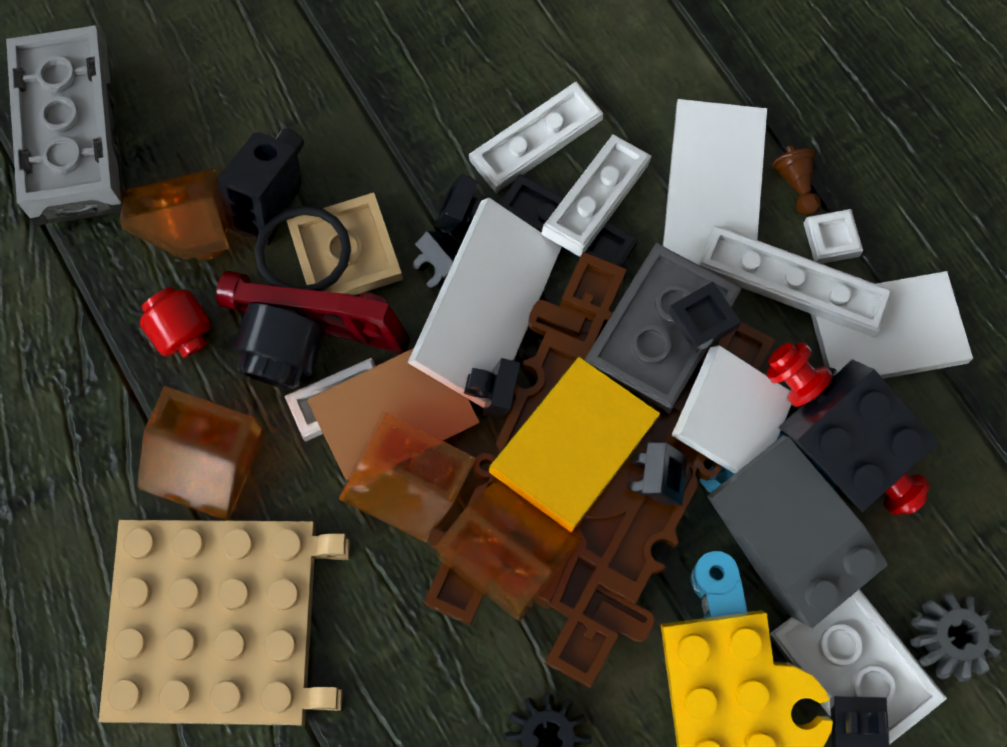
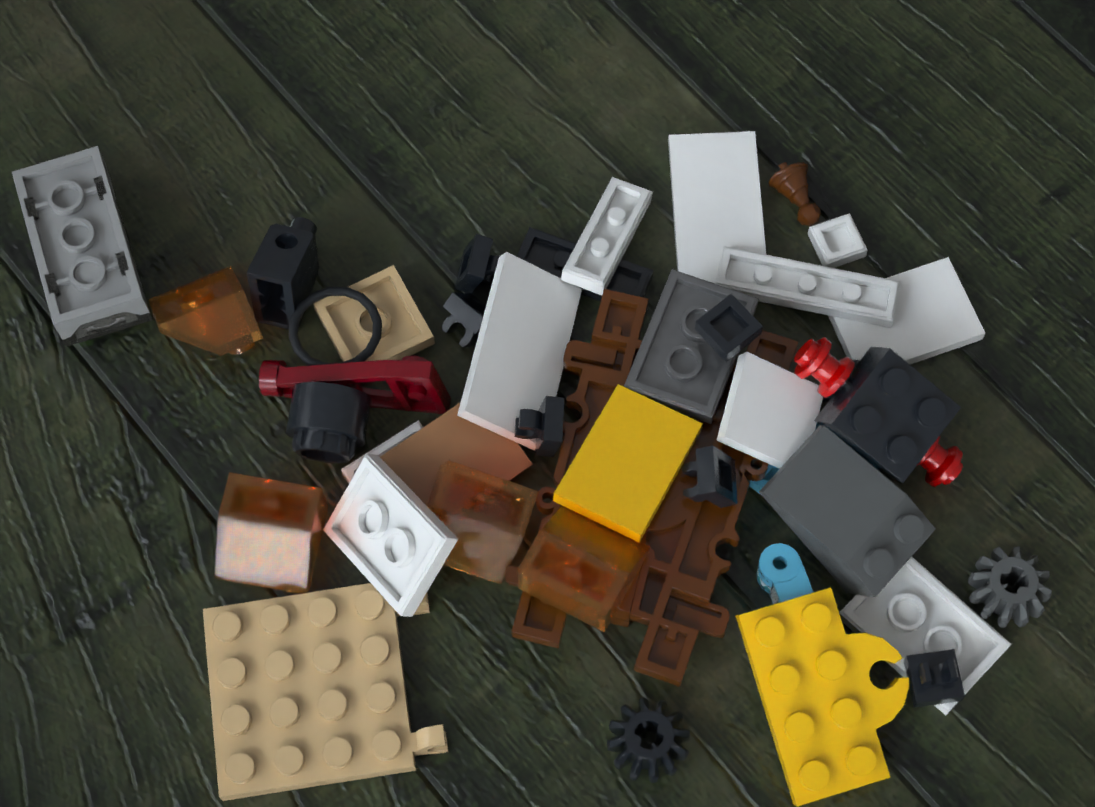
camera: 10 degrees left, 5 degrees down
(175, 322) = (223, 416): red head -> none
(317, 478) = (390, 535): none -> white tile
(536, 137) = (538, 190): white tile -> none

